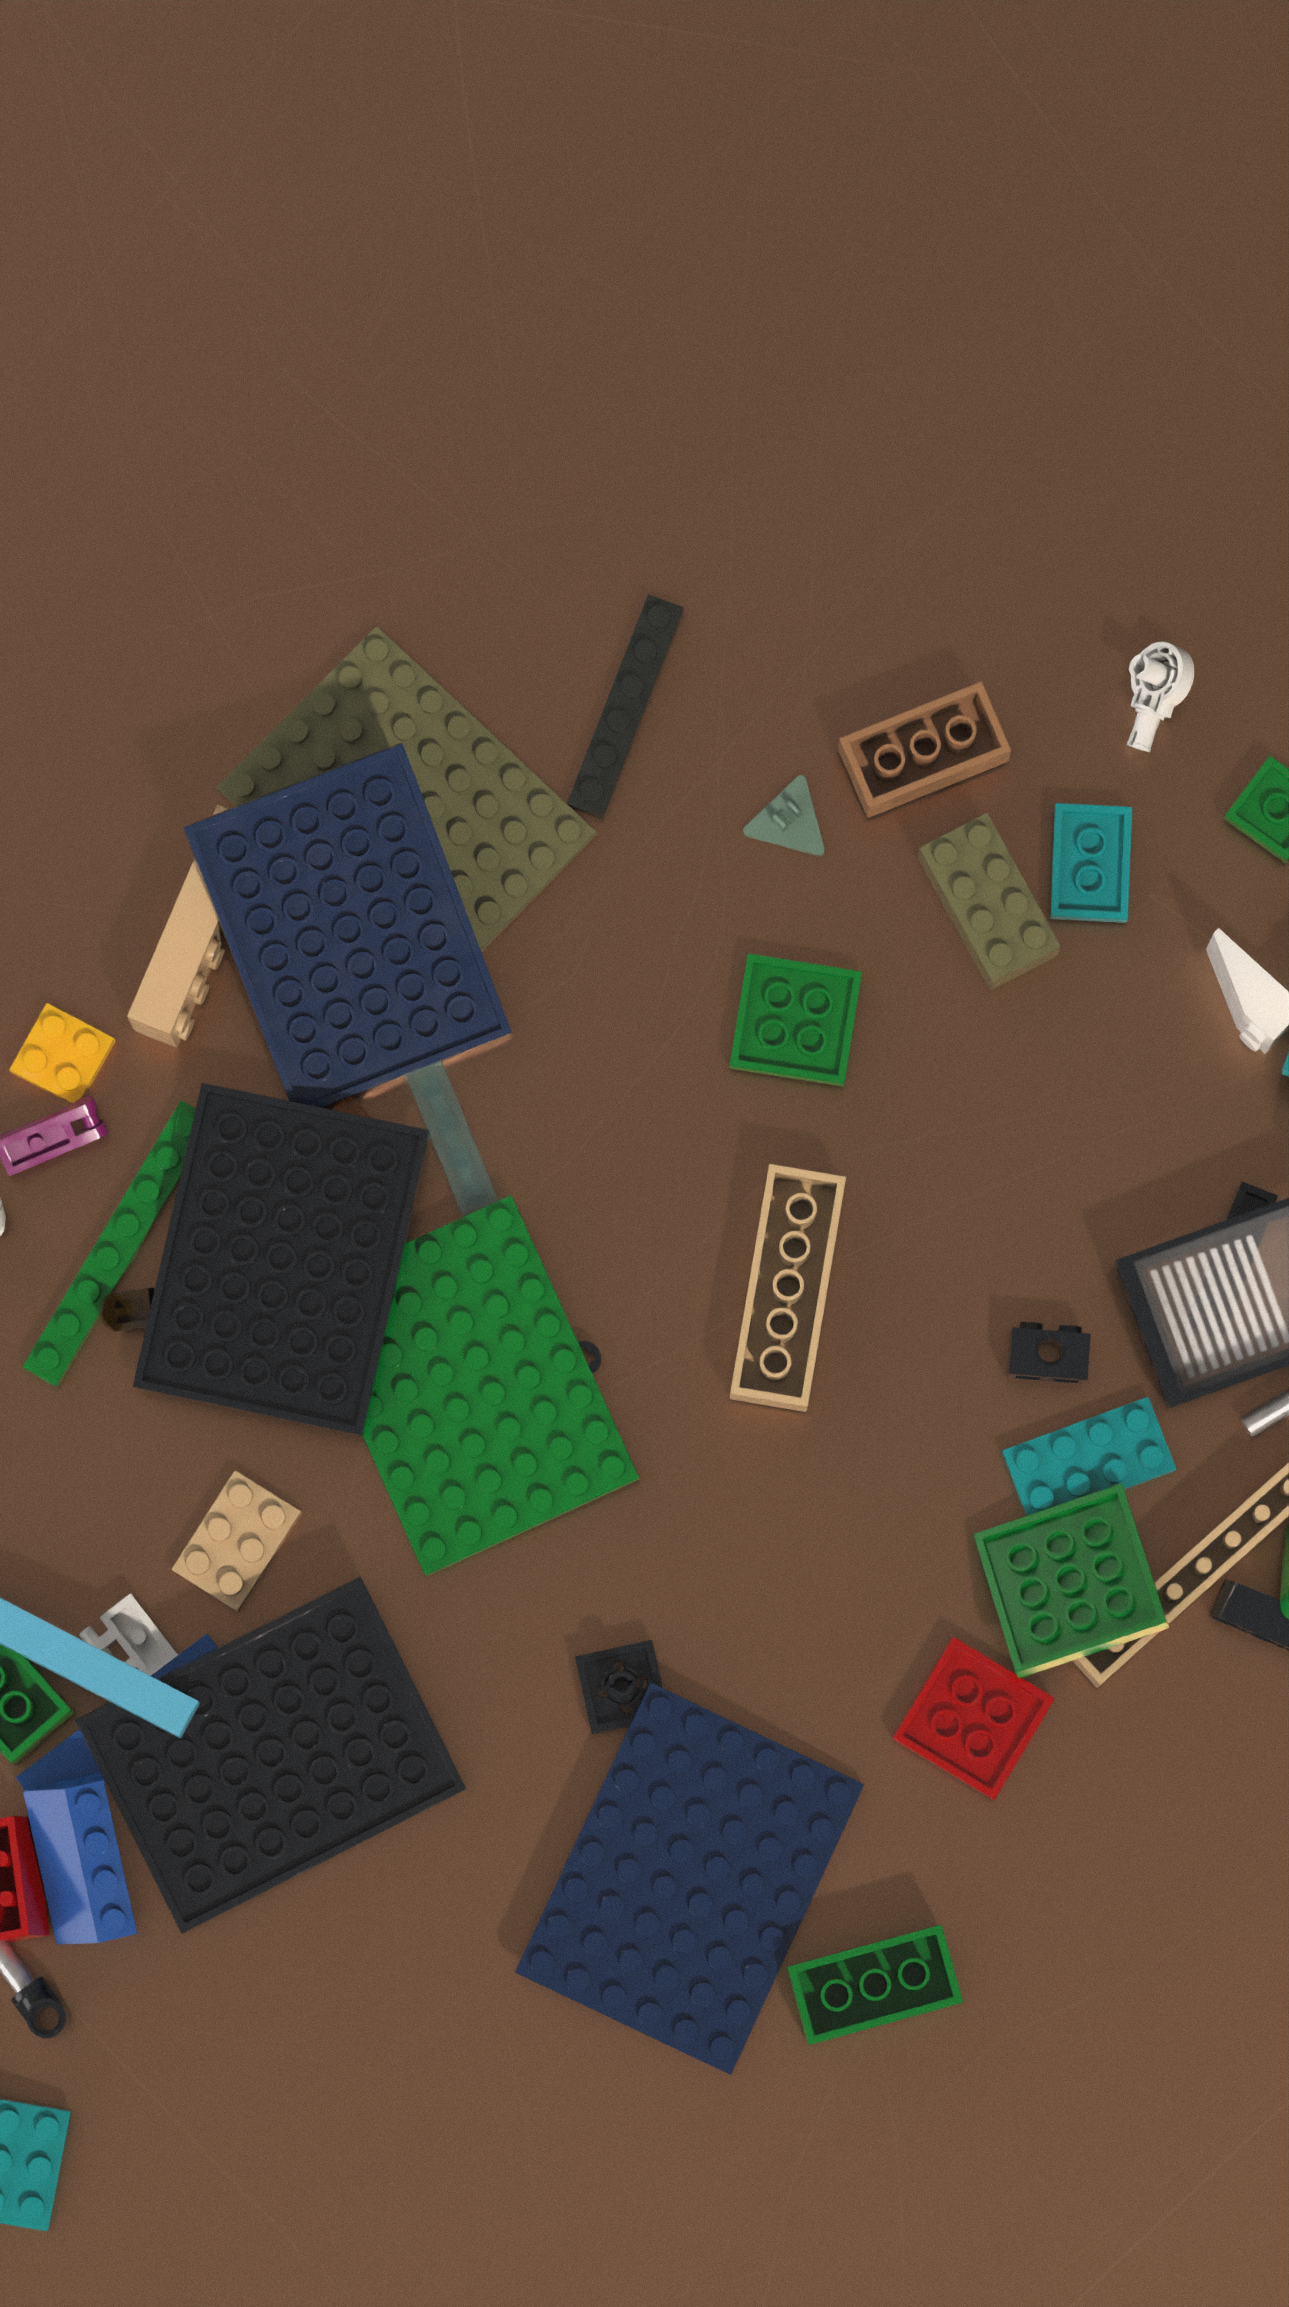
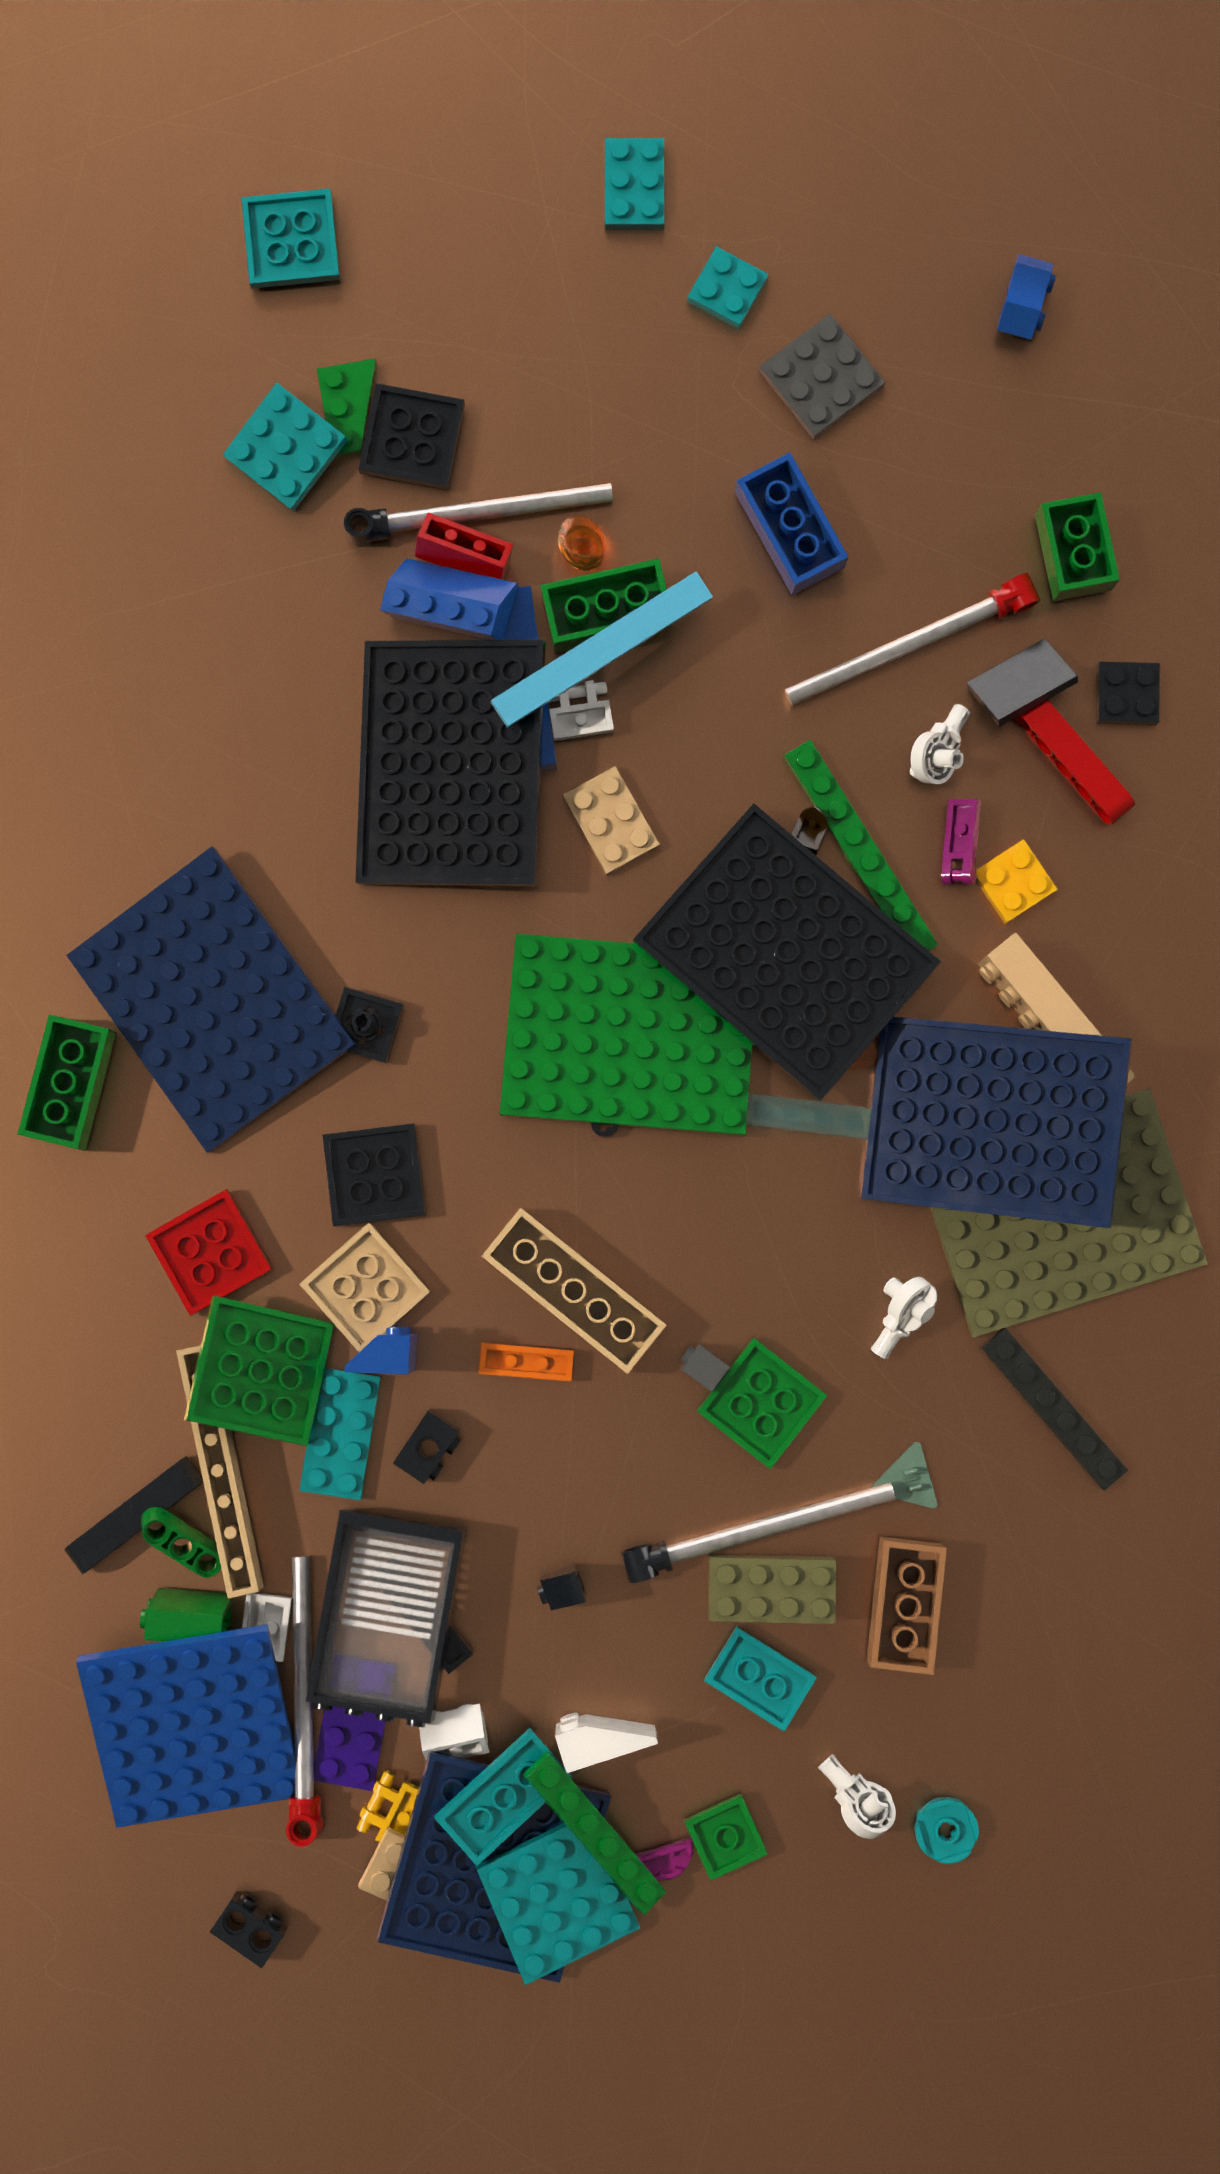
camera: 115 degrees right, 5 degrees up
(608, 914) = (905, 1312): none -> white pin
(784, 1582) = (374, 1175): none -> black plate
(791, 1103) = (703, 1366): none -> dark grey brick
(895, 1299) = (526, 1361): none -> orange plate
(914, 1522) = (365, 1287): none -> tan plate
(972, 1449) = (387, 1353): none -> blue slope
(1037, 1051) = (646, 1561): none -> flat silver piece
(1116, 1123) = (562, 1588): none -> black slope
(1138, 563) = (962, 1838): none -> teal plate

